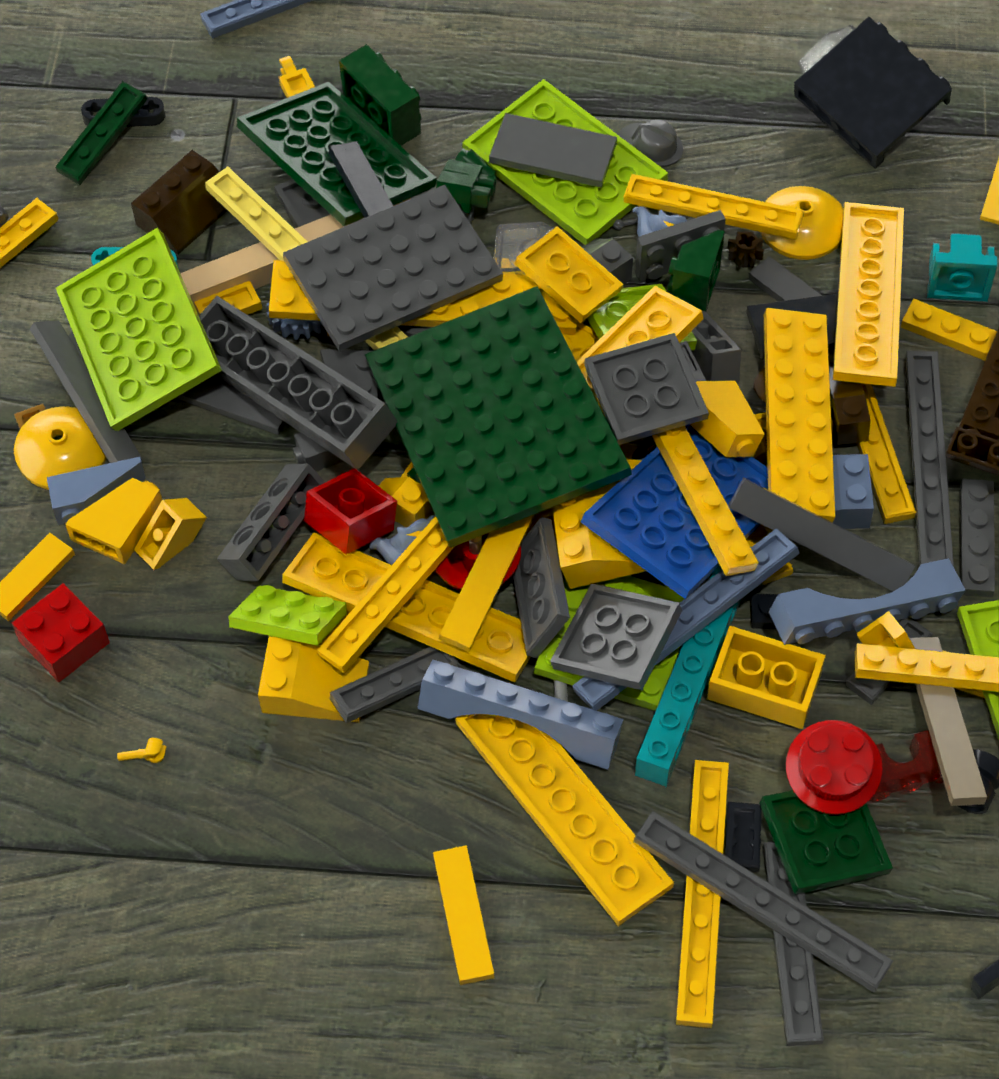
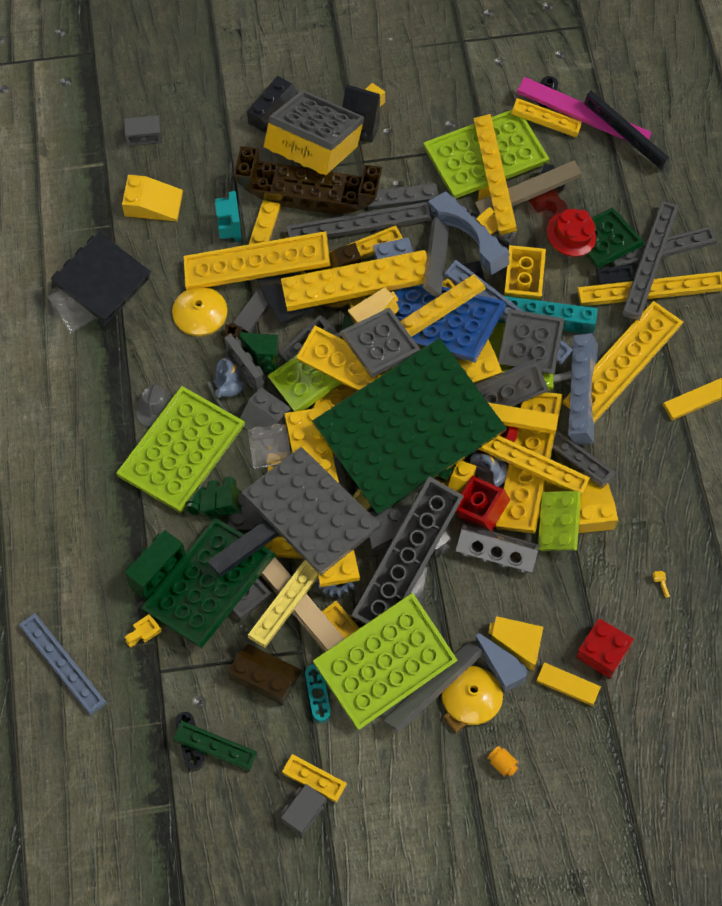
camera: 105 degrees left, 5 degrees up
(169, 531) = (517, 606): yellow slope -> none
(553, 150) = (179, 452): dark grey tile -> none
(568, 274) = (291, 411): yellow plate -> none
(698, 202) = (207, 354): yellow tile -> none

